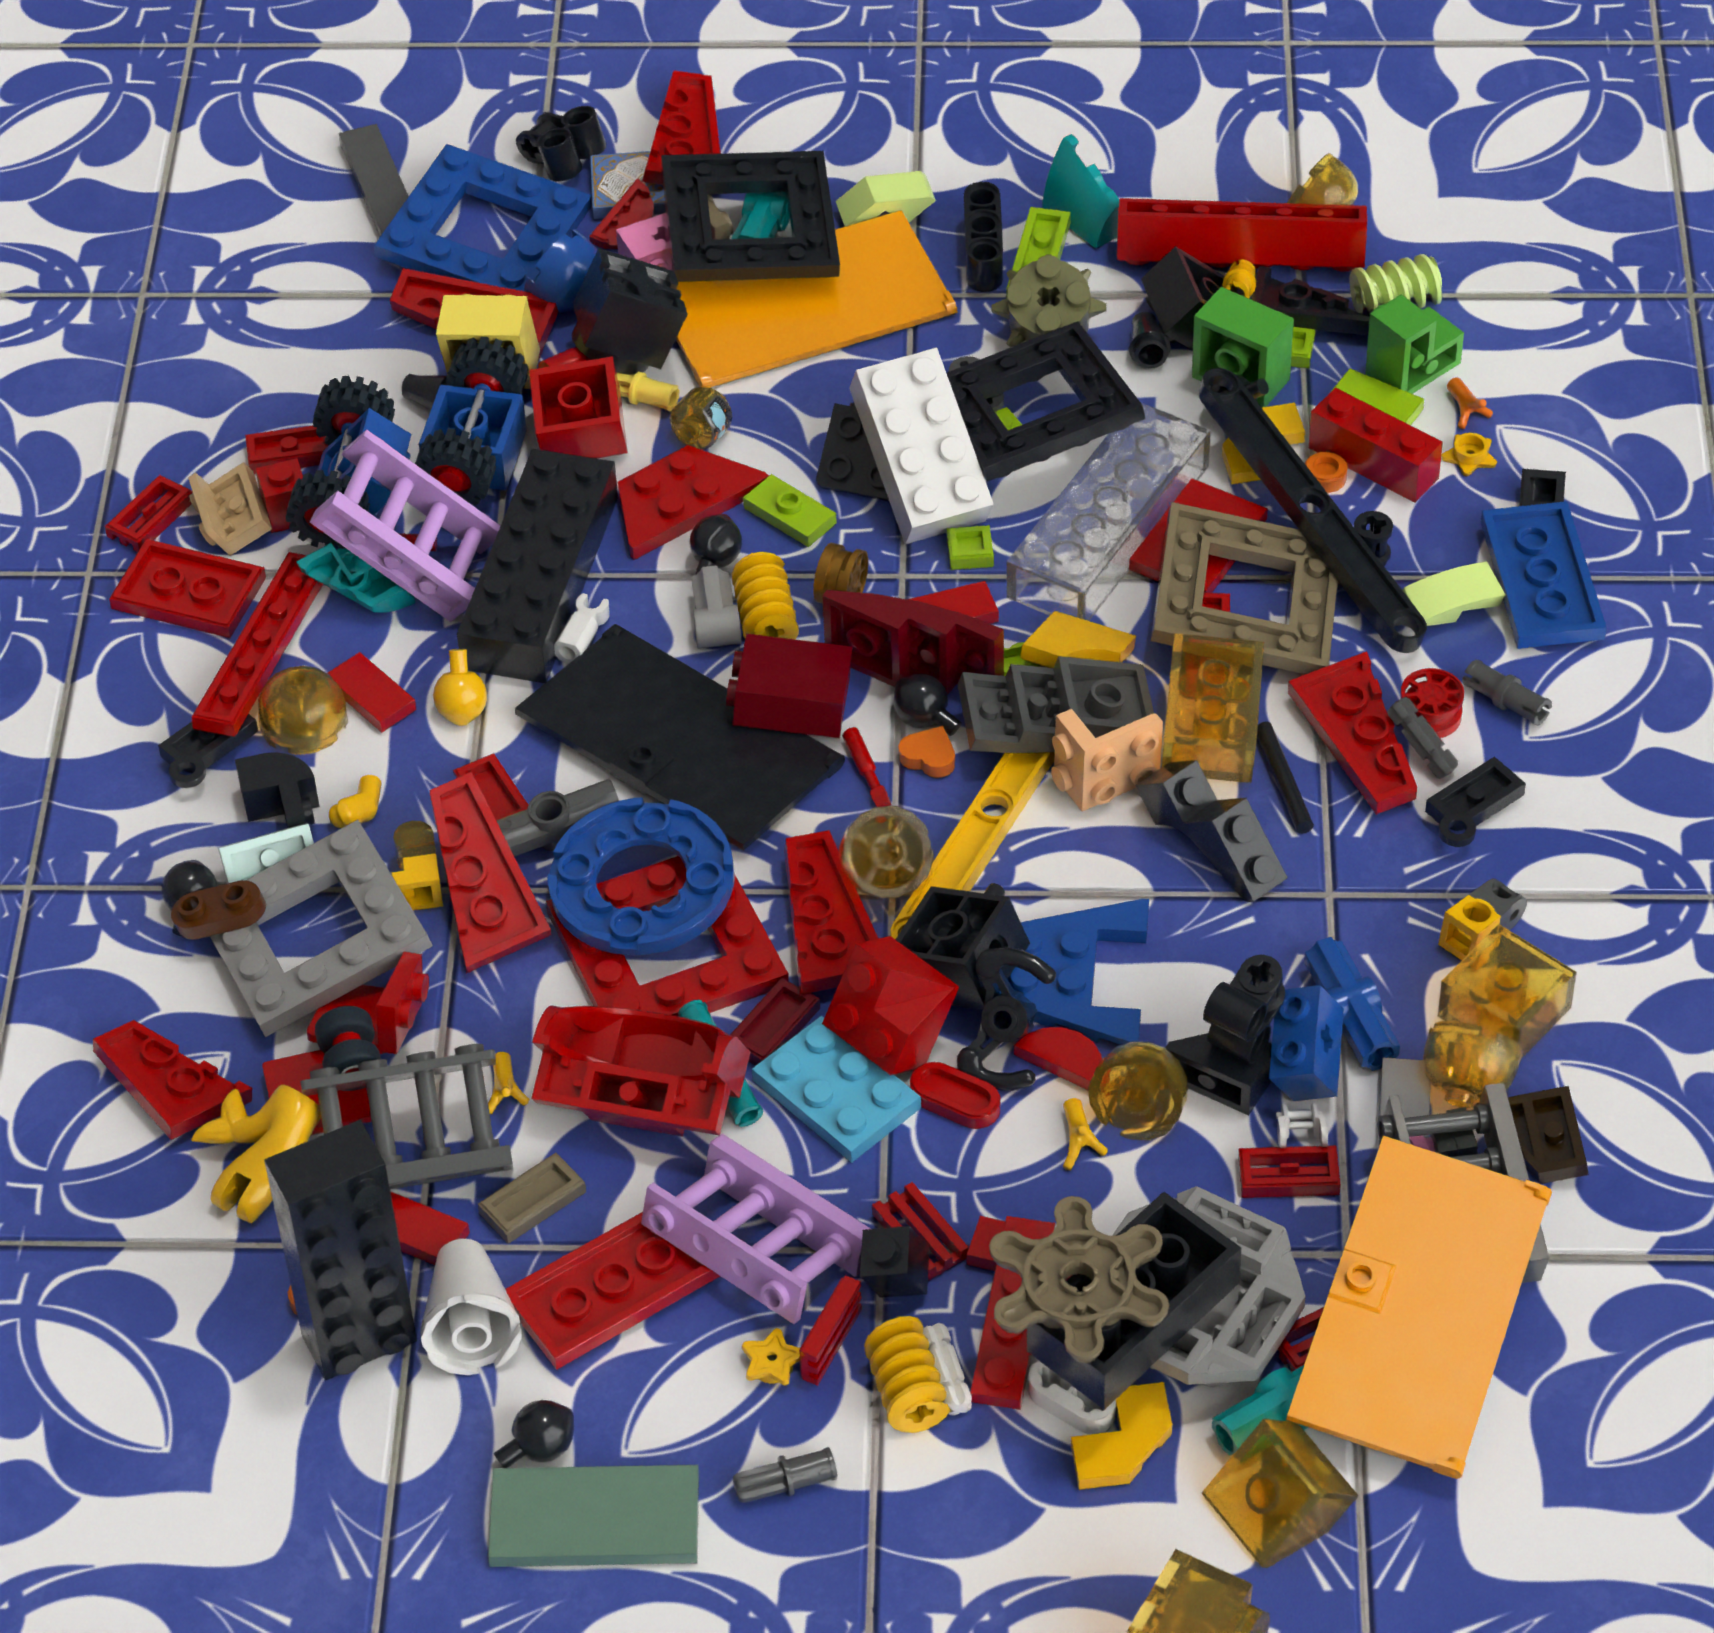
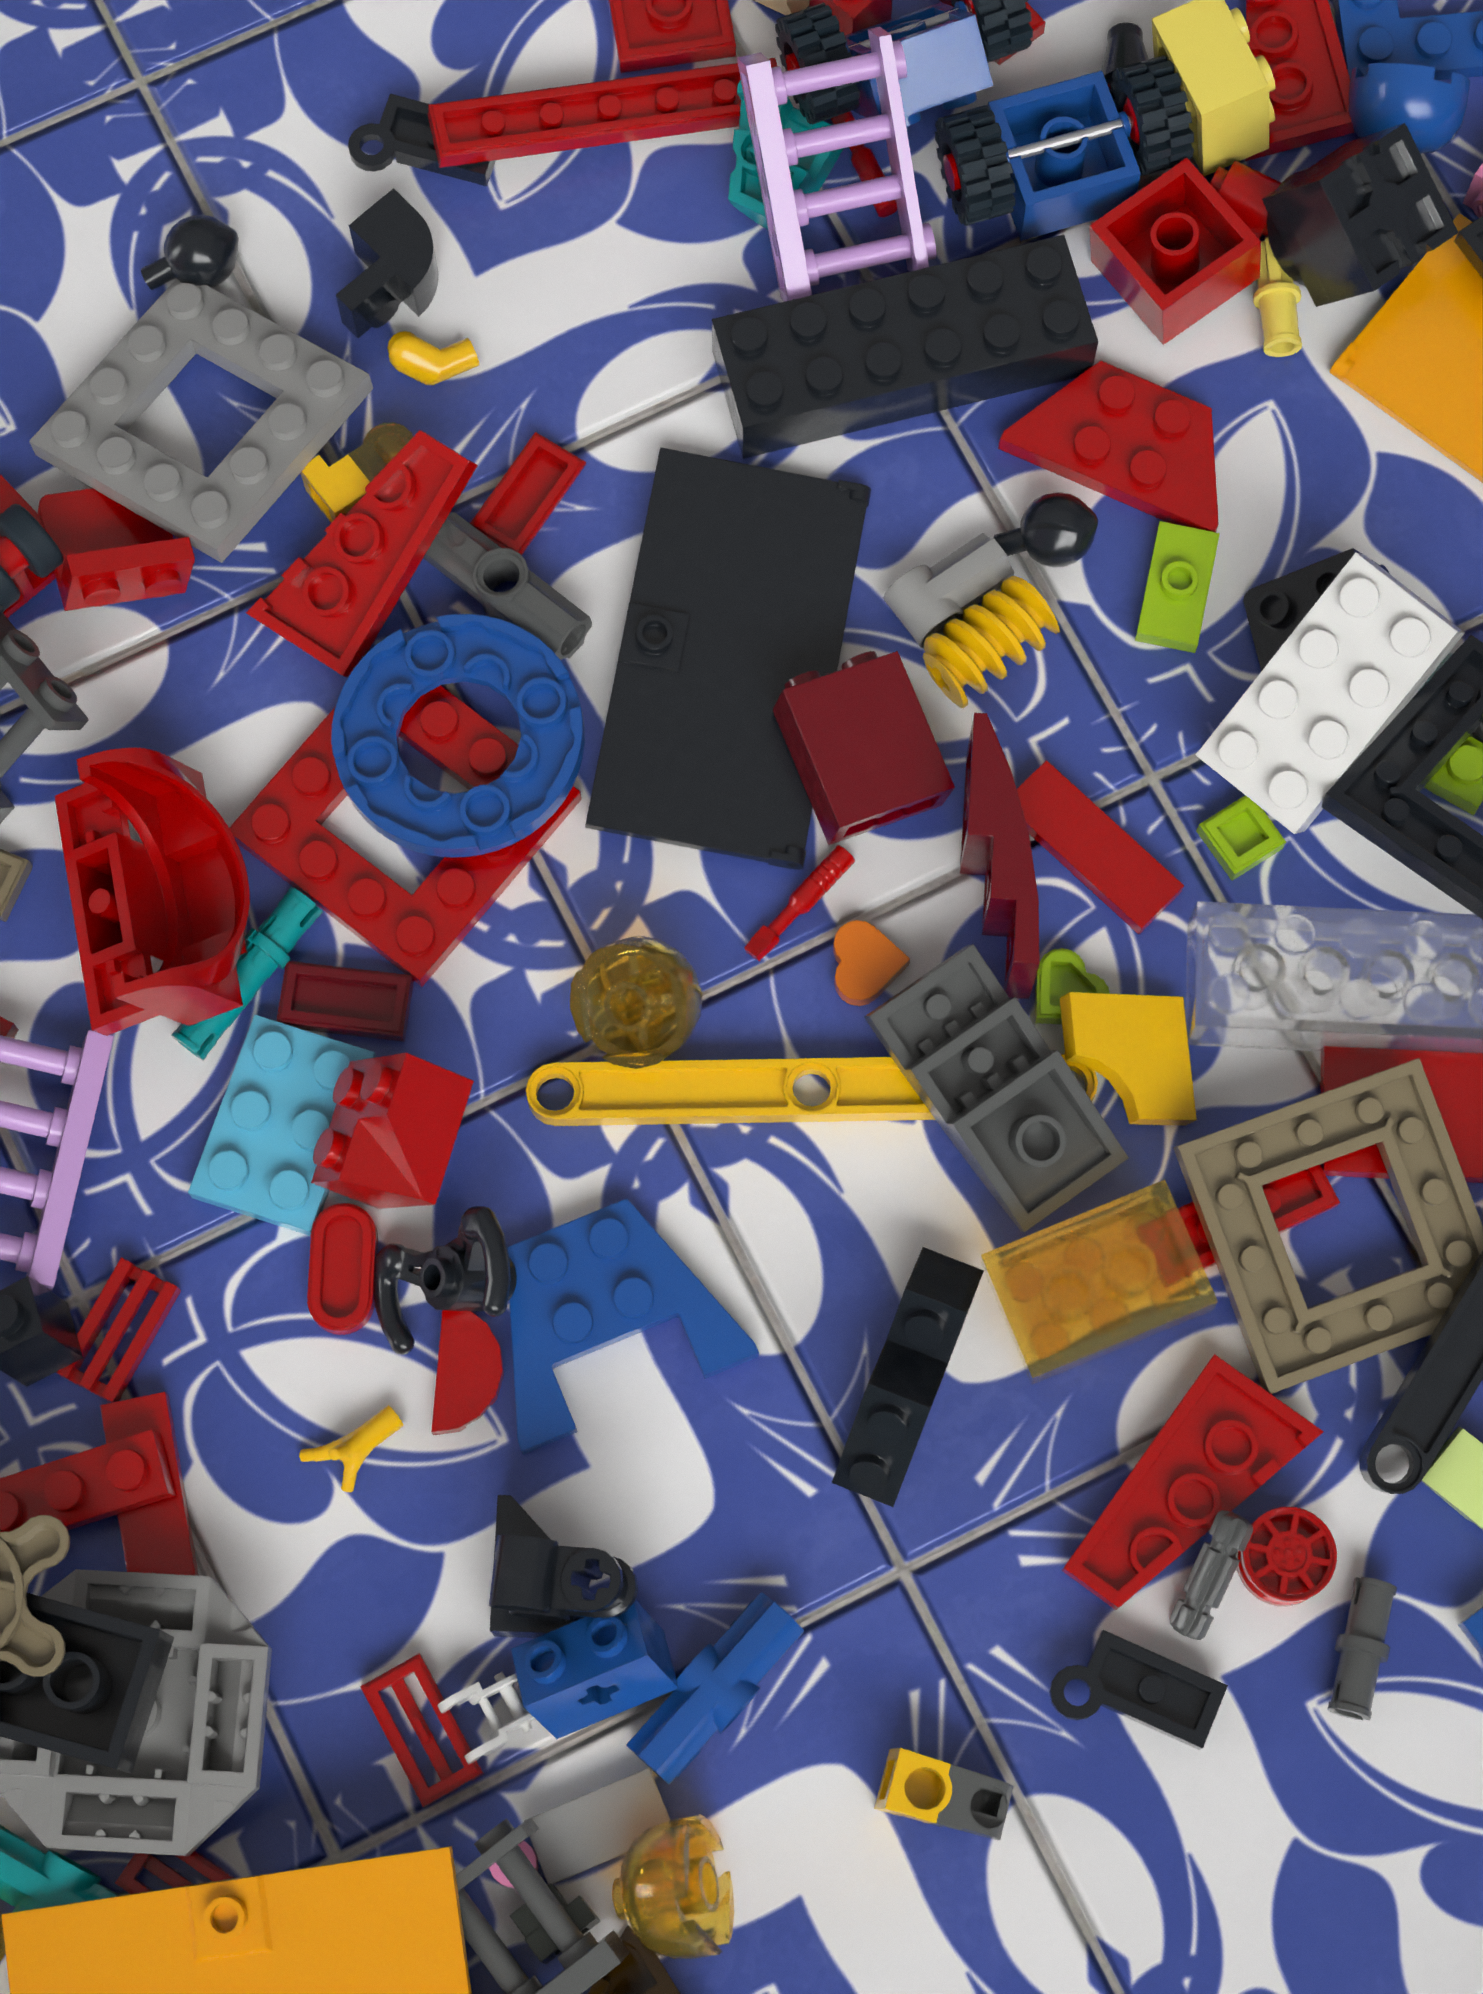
camera: 60 degrees right, 25 degrees up
(218, 909) = (157, 292): reddish brown plate -> none
(256, 854) = (290, 300): light aqua plate -> none
(301, 710) = (536, 216): clear yellow cylinder -> none
(372, 692) = (612, 272): red tile -> none
(460, 693) = (652, 371): yellow piece -> none
(504, 1083) = (121, 736): yellow bar -> none
(580, 629) = (839, 450): white bar -> none
(702, 415) = (1263, 399): clear yellow head -> none
(824, 911) = (512, 994): red wing -> none
(840, 571) = (1080, 708): pearl gold wheel -> none
(923, 701) = (932, 914): black piece -> none
(953, 930) = (537, 1162): black piece -> none
(1104, 766) = (917, 1200): light nougat bracket -> none
(1139, 1090) = (439, 1492): clear yellow cylinder -> none
(1284, 778) = (1062, 1422): black bar -> none
(1508, 989) = (814, 1887): clear yellow brick -> none

